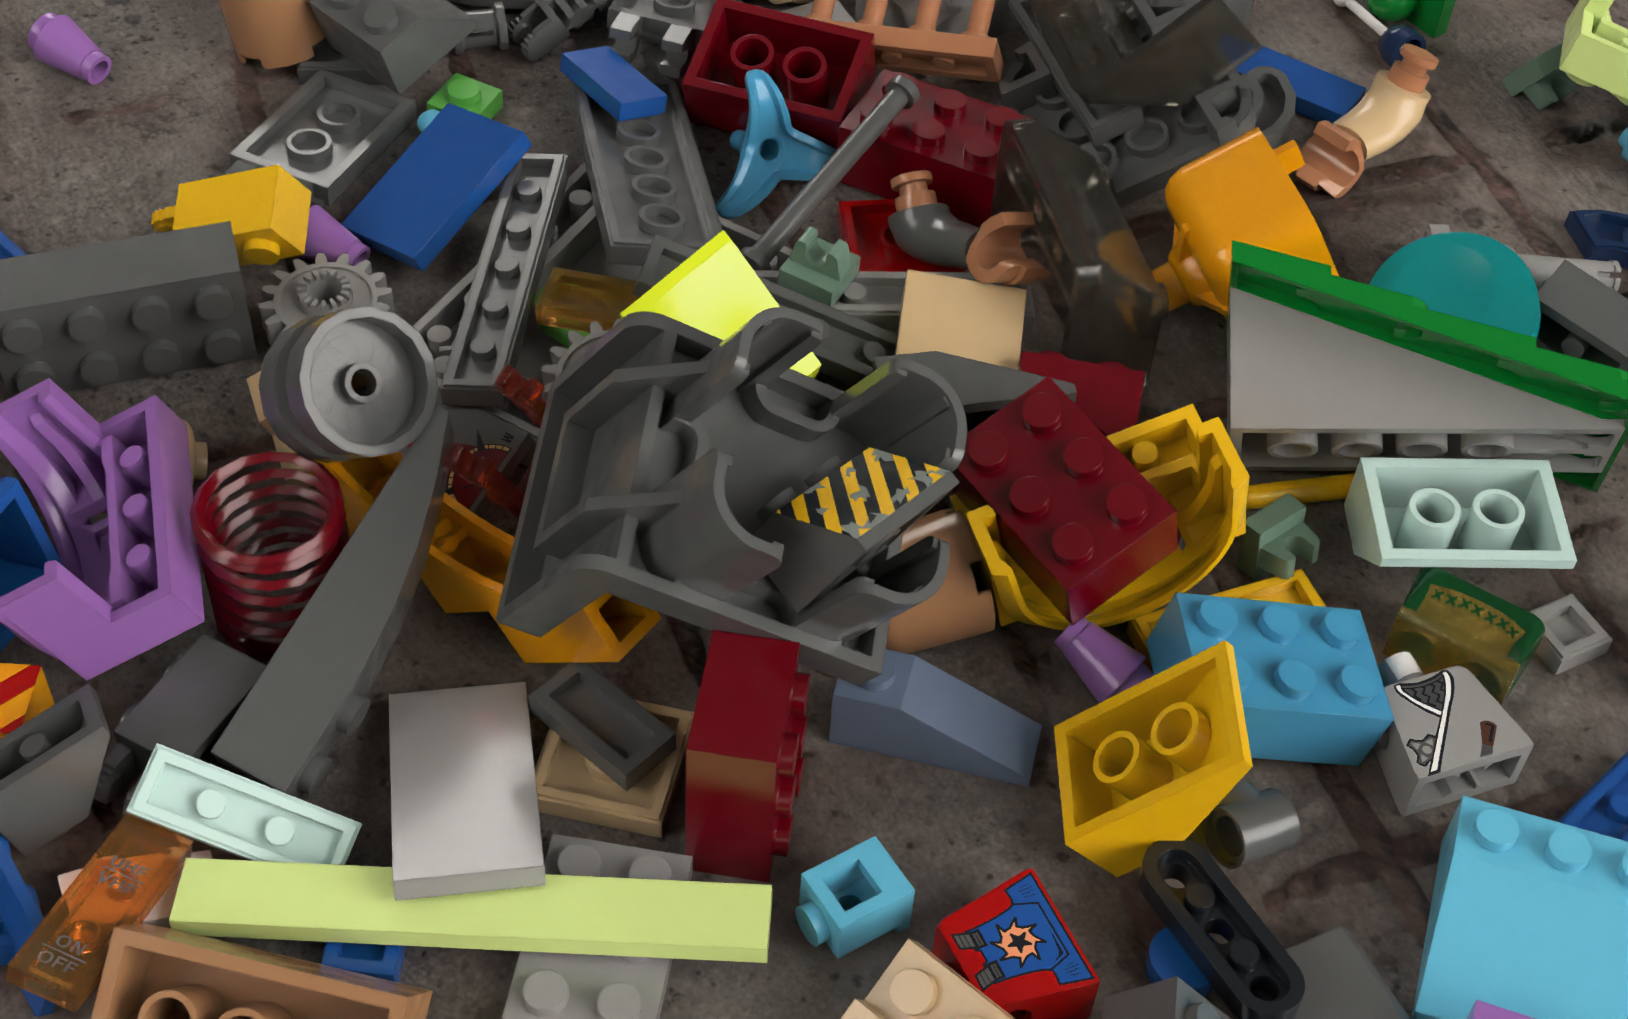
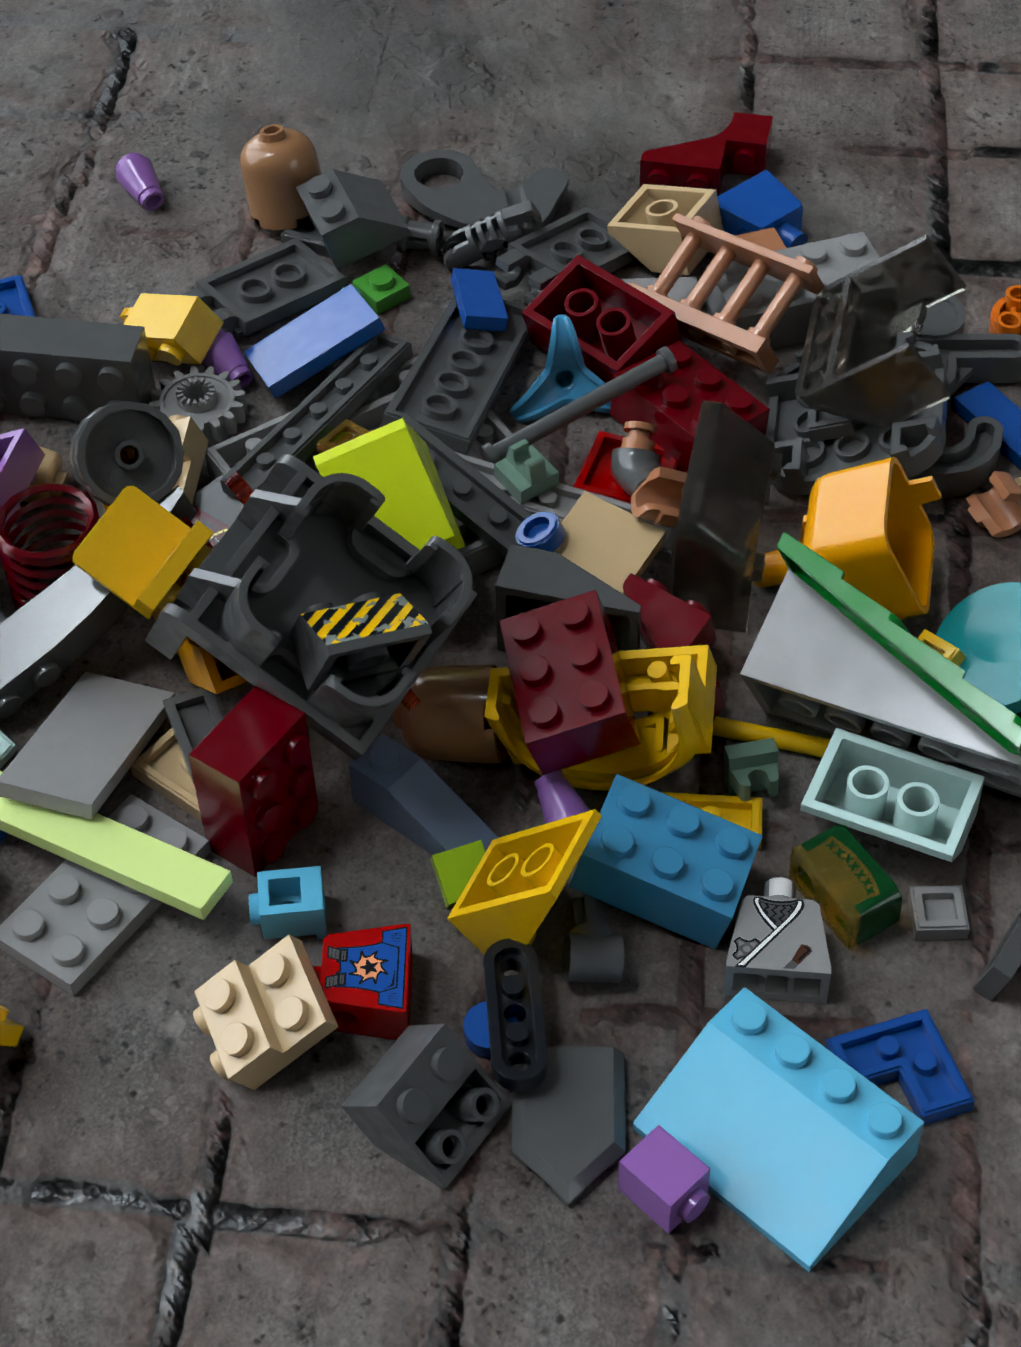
camera: 30 degrees right, 0 degrees up
(444, 507) = (142, 551): none -> yellow bracket
(887, 333) = (541, 531): none -> blue tile
(1028, 782) = (455, 868): none -> lime tile

